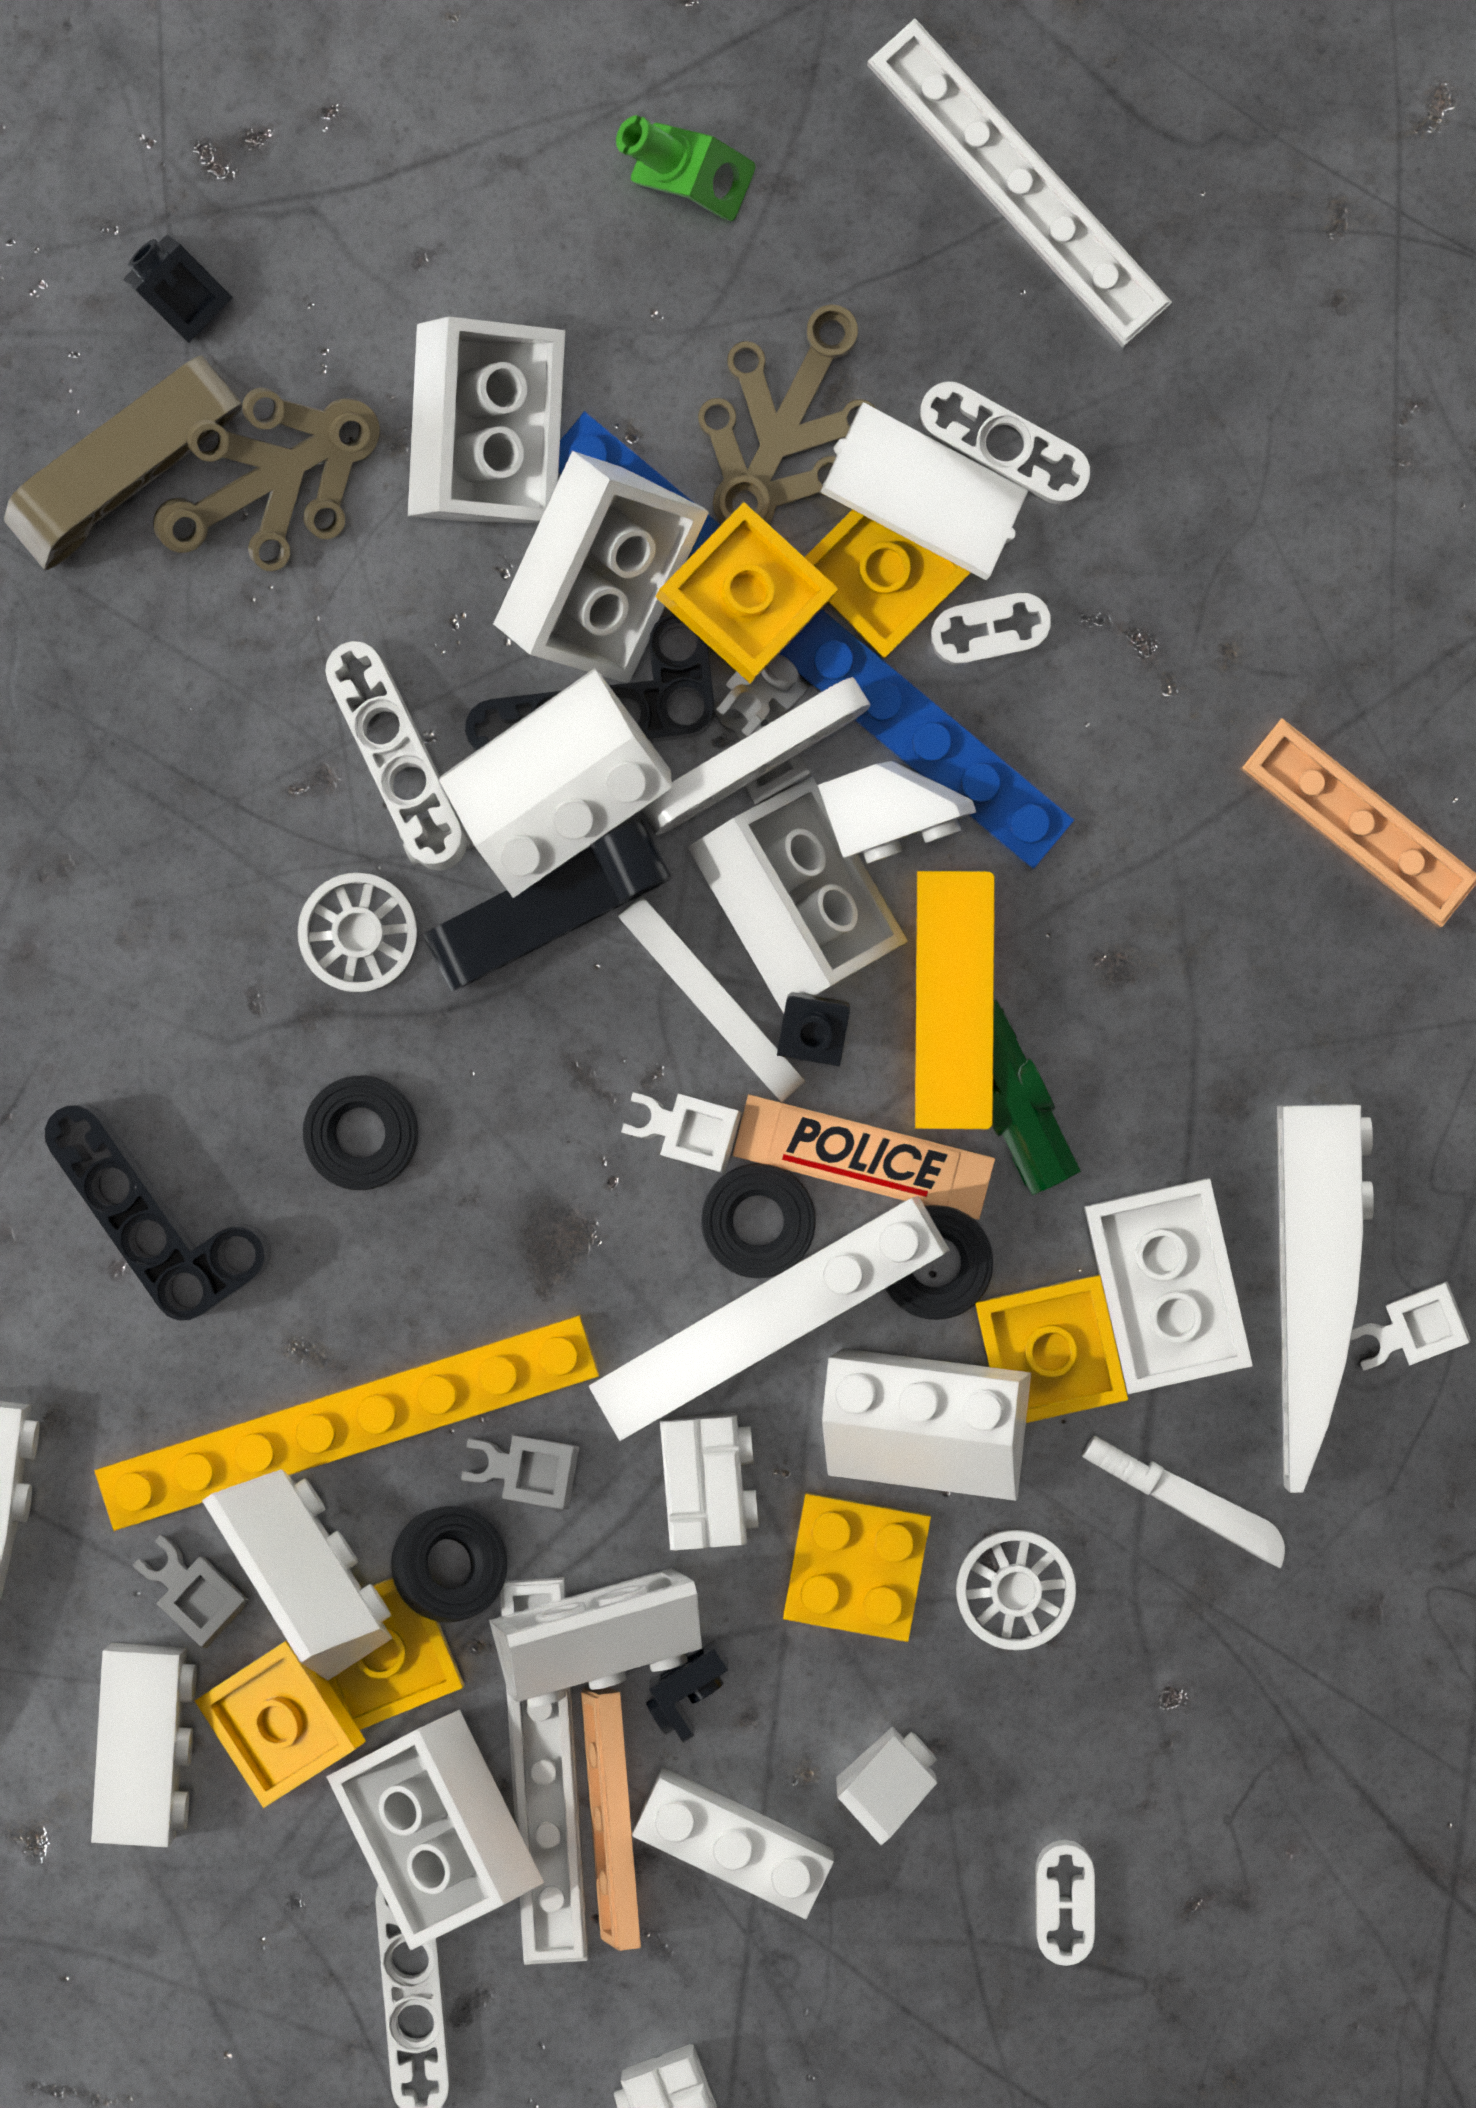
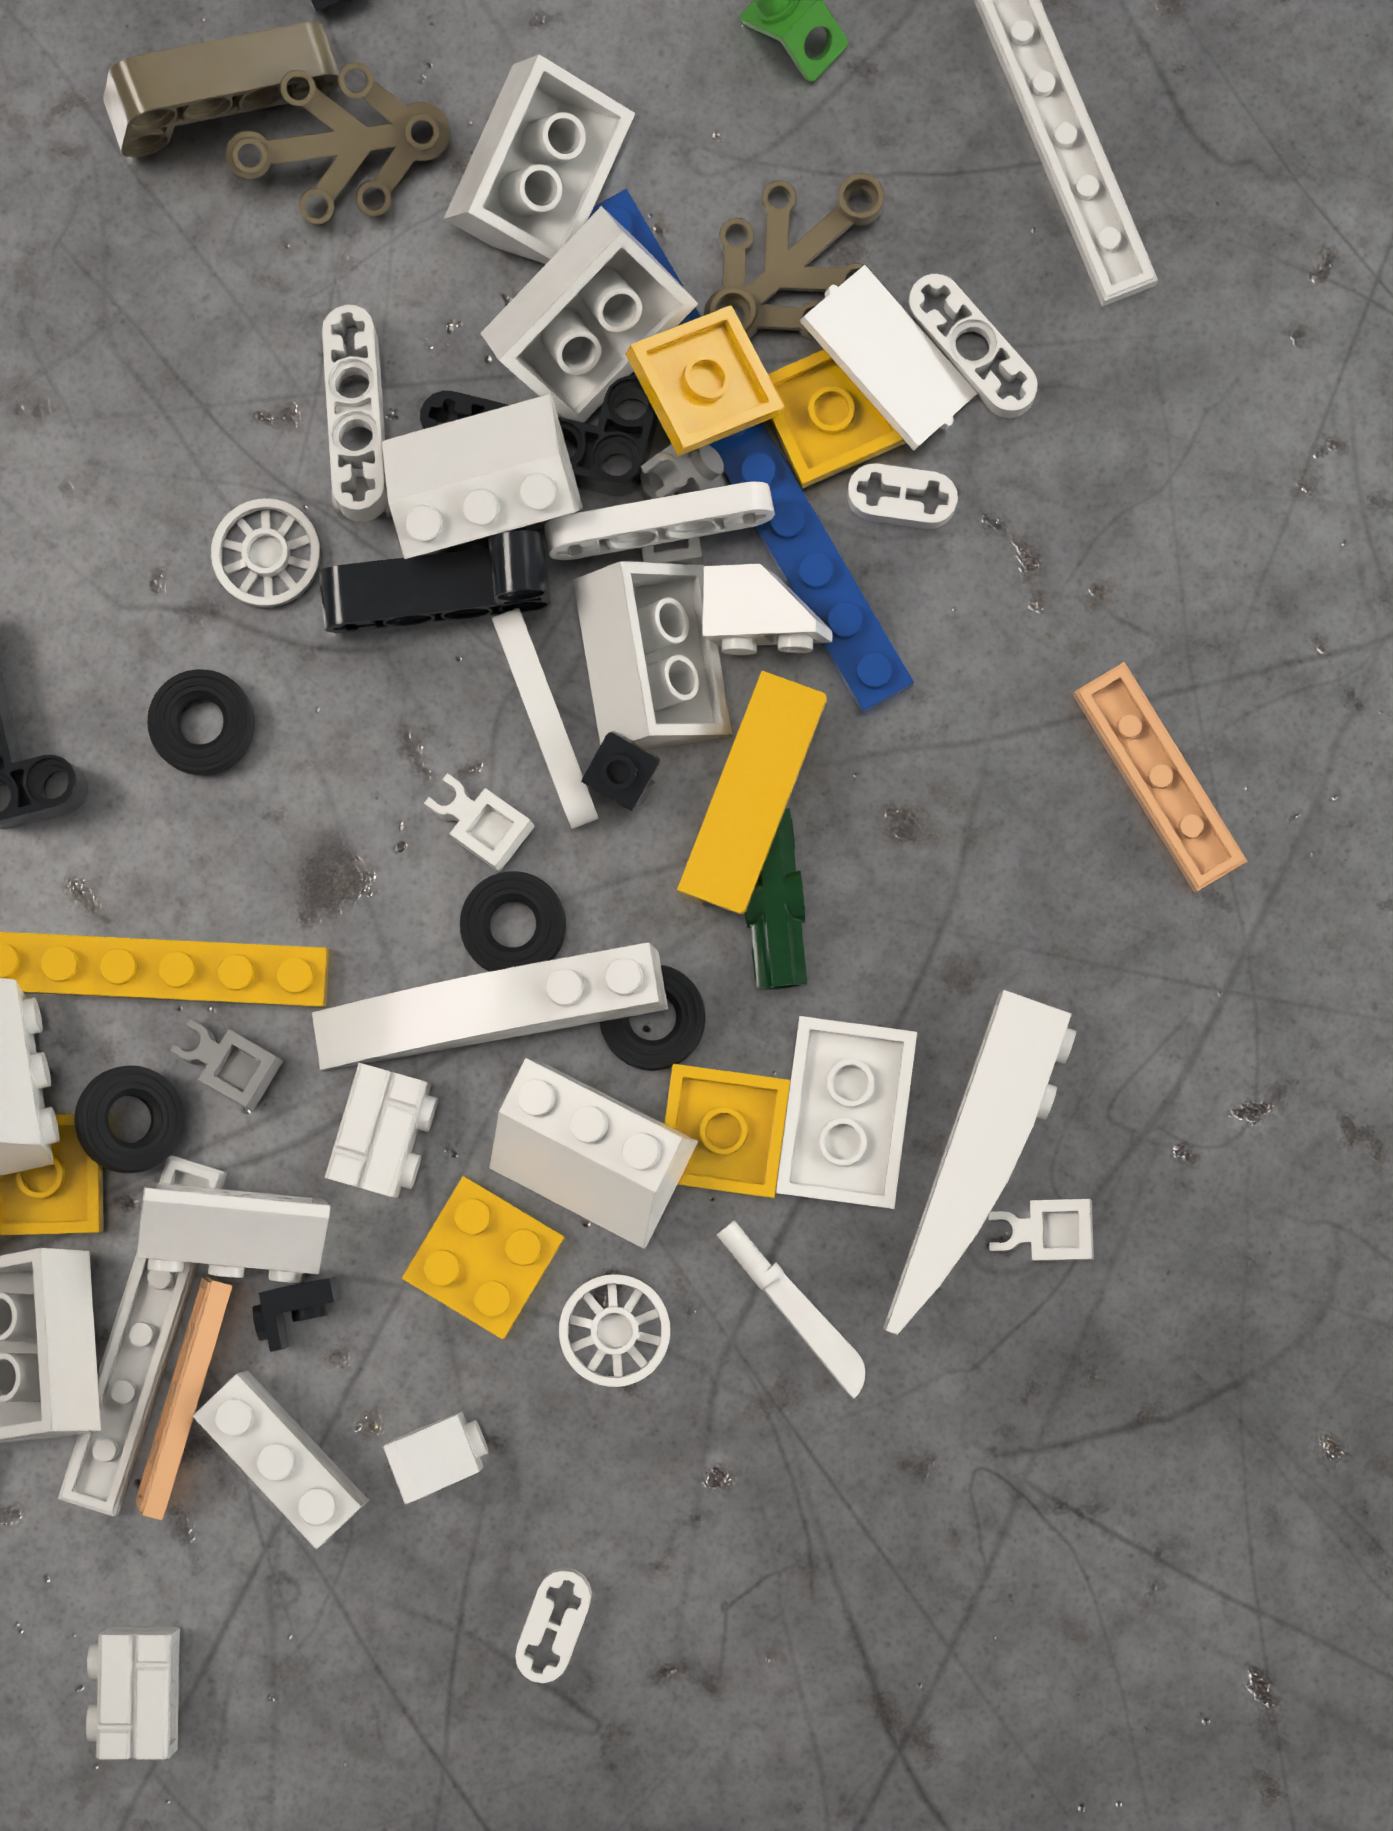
camera: 30 degrees right, 5 degrees down
(862, 1156) = (623, 901): light nougat tile -> none

